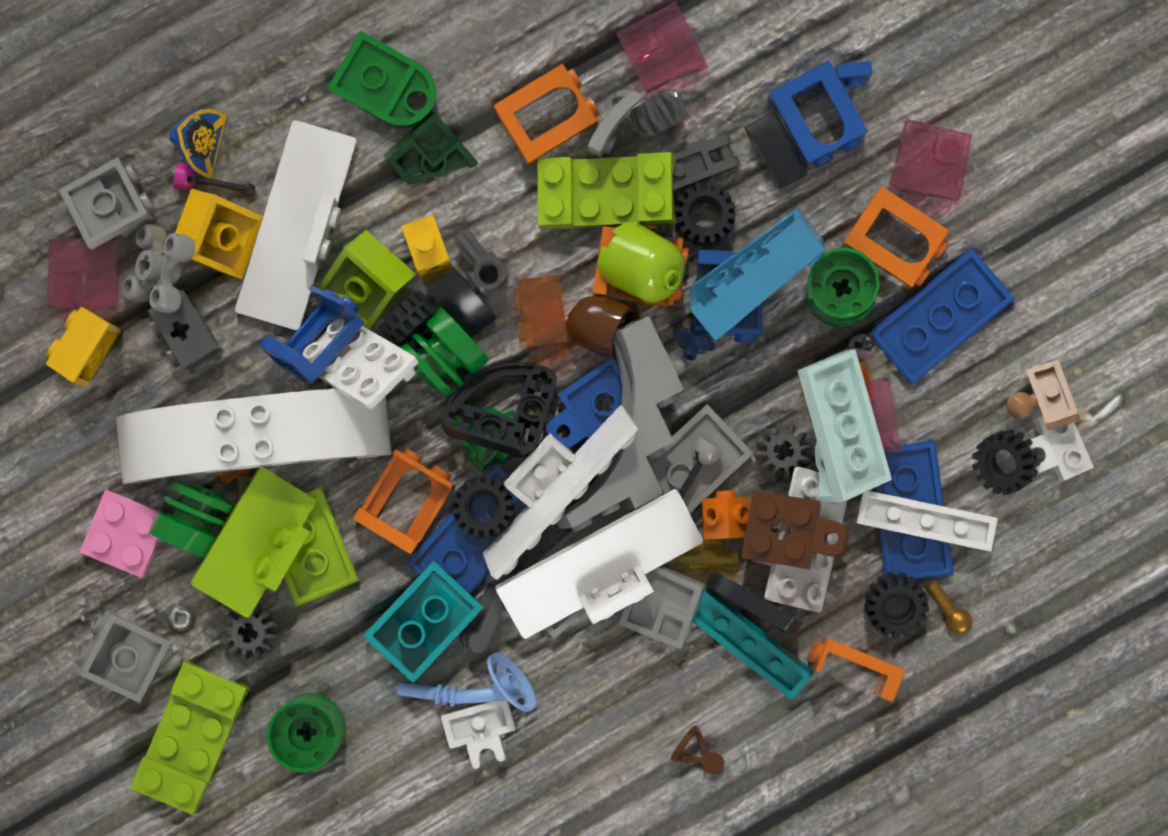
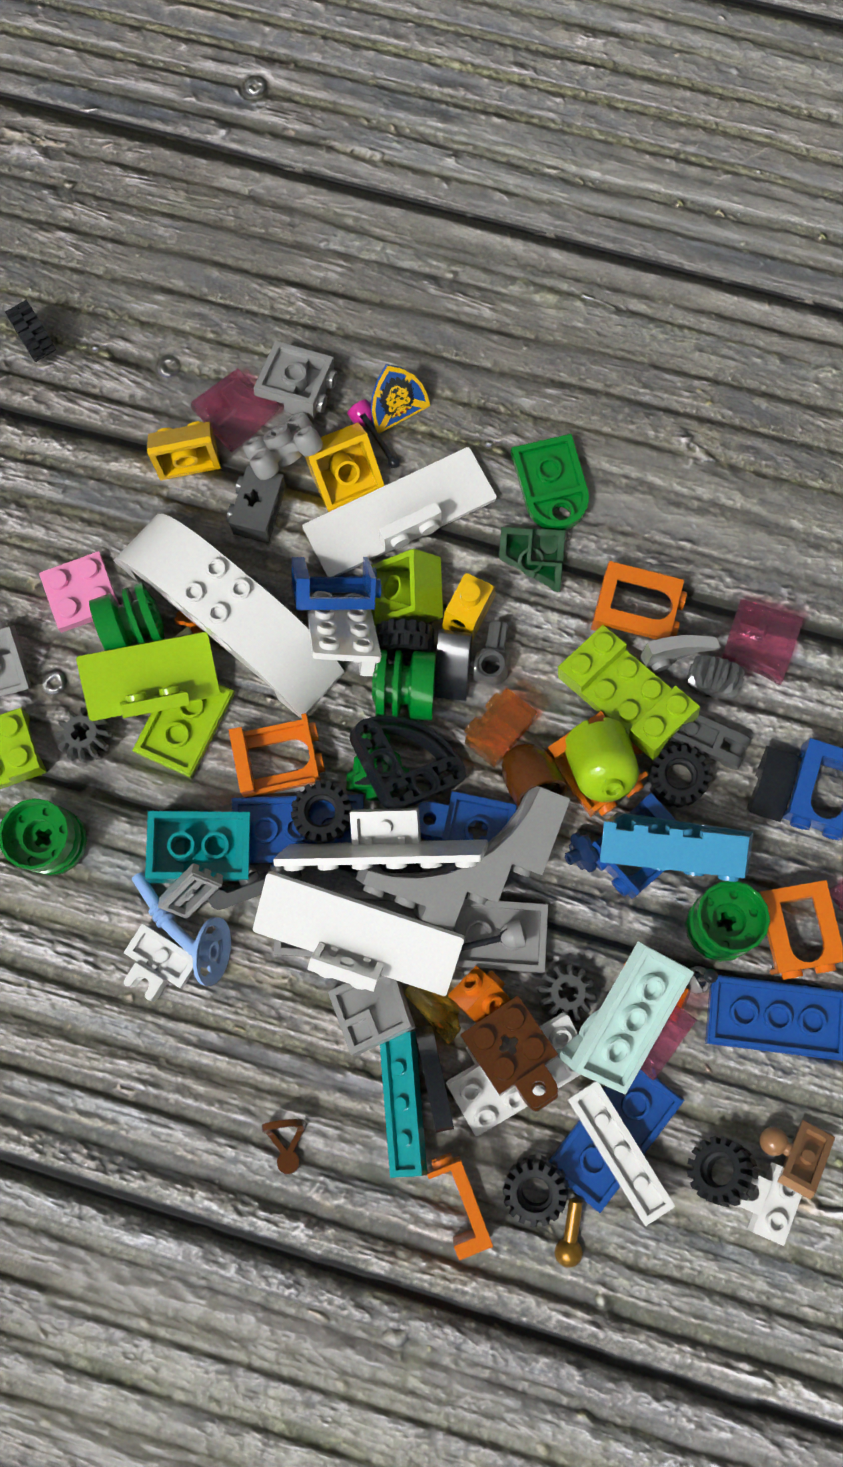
camera: 45 degrees right, 10 degrees down
(448, 660) = (184, 889): none -> light grey tile

